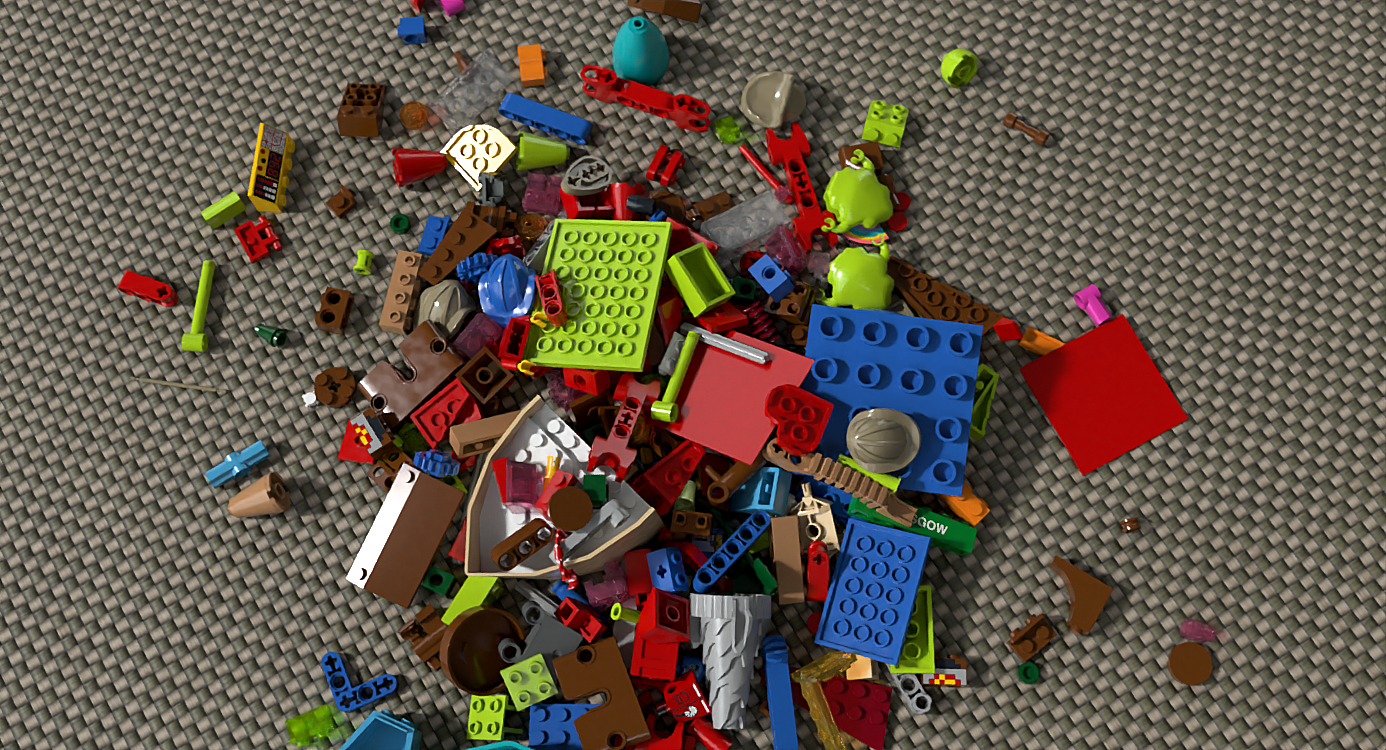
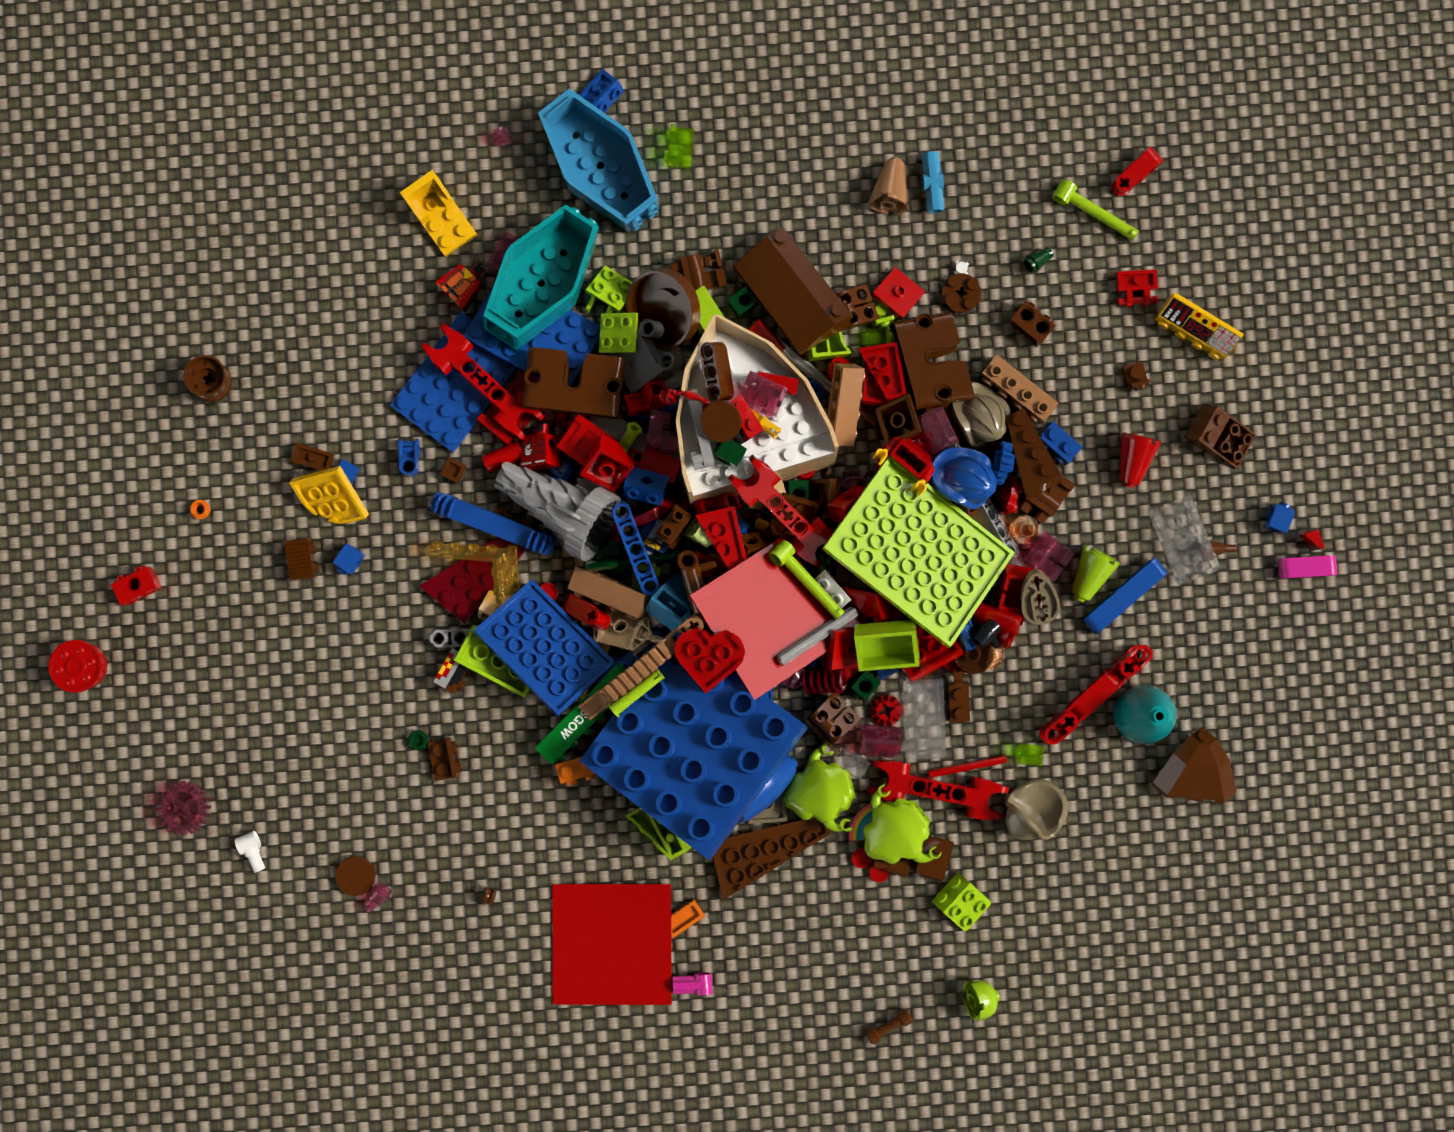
camera: 115 degrees right, 15 degrees up
(178, 384) = (1033, 163): dark tan piece -> none
(223, 210) = (1181, 268): lime brick -> none
(348, 690) = (693, 189): blue beam -> none
(364, 262) = (1065, 369): lime bush -> none
(373, 433) = (896, 304): brick -> none
(400, 224) = (1088, 418): dark green tile -> none
(414, 115) = (1190, 479): clear orange plate -> none
(436, 463) = (837, 342): blue gear -> none
(479, 150) = (1118, 518): plate -> none
(492, 188) = (1076, 513): pearl dark grey piece -> none
(531, 65) = (1186, 609): orange brick -> none
(552, 298) = (947, 511): red piece -> none
(668, 176) = (1021, 691): red brick -> none
(771, 278) = (869, 707): blue brick -> none
(782, 192) = (939, 768): clear pink plate -> none
(797, 336) = (801, 710): reddish brown plate -> none
(883, 440) = (653, 717): dark tan piece -> none
(1007, 330) = (709, 894): red slope -> none
(1085, 593) = (450, 823): reddish brown arch -> none

